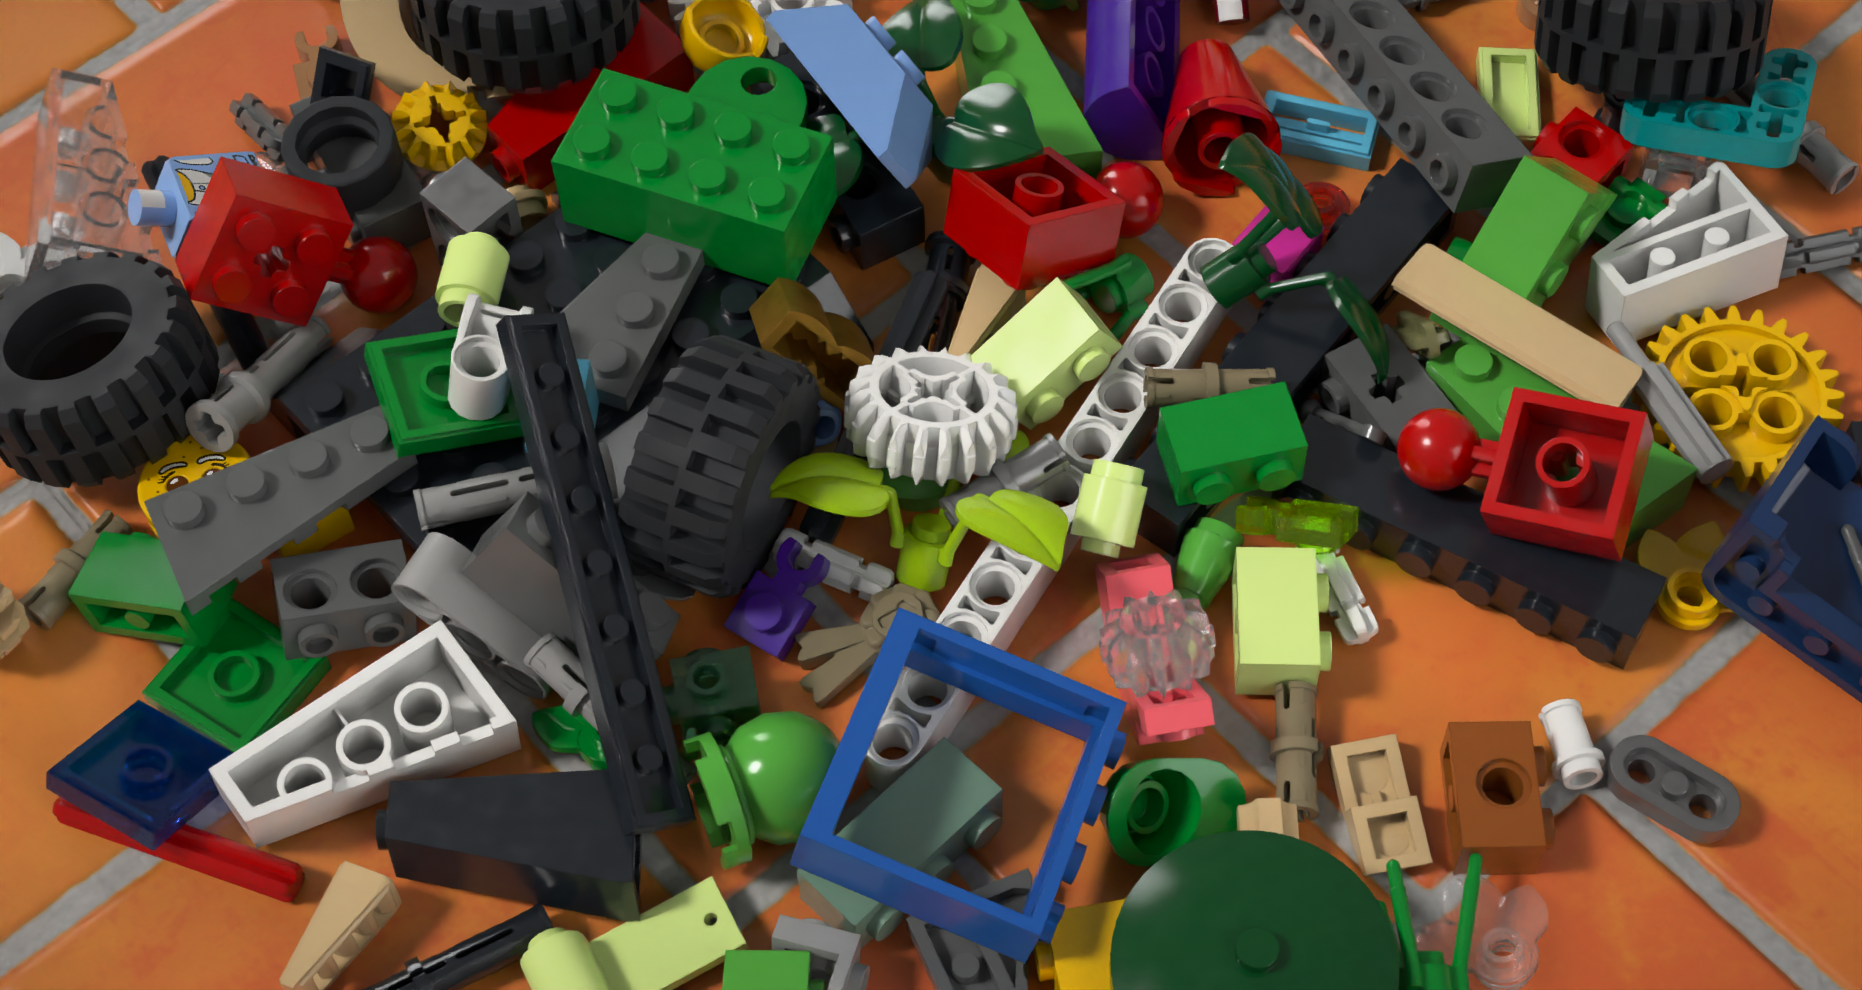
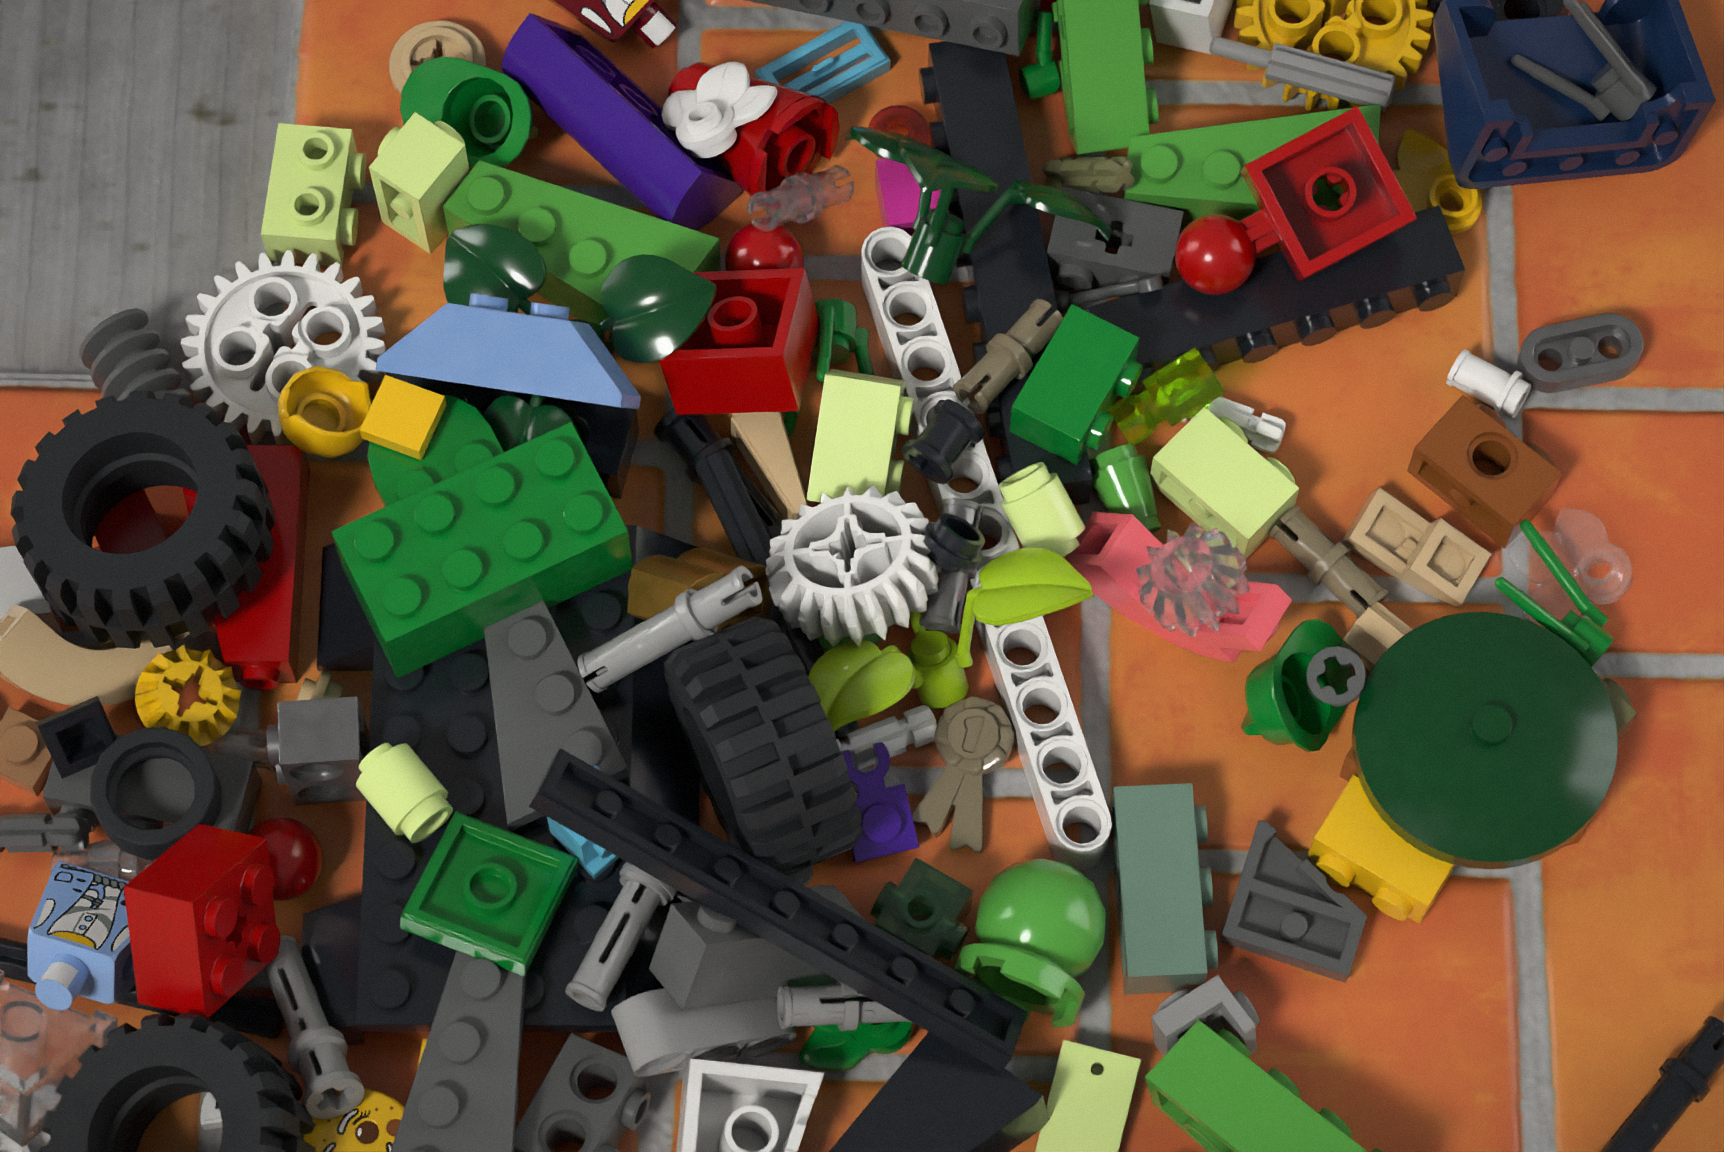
camera: 50 degrees left, 10 degrees up
(477, 367) = (498, 826): white piece -> none
(751, 63) = (403, 417): none -> yellow tile
(763, 326) = (691, 617): none -> light grey pin
(1005, 682) = (1093, 852): blue window -> none
(1008, 455) = (953, 543): none -> black plate
(1094, 398) = (943, 441): none -> black bush
(1175, 64) = (708, 116): none -> white plate
(1188, 794) = (1318, 668): none -> dark grey bush
(1194, 179) = (800, 198): none -> clear pin
(1517, 327) = (1163, 110): tan slope -> none

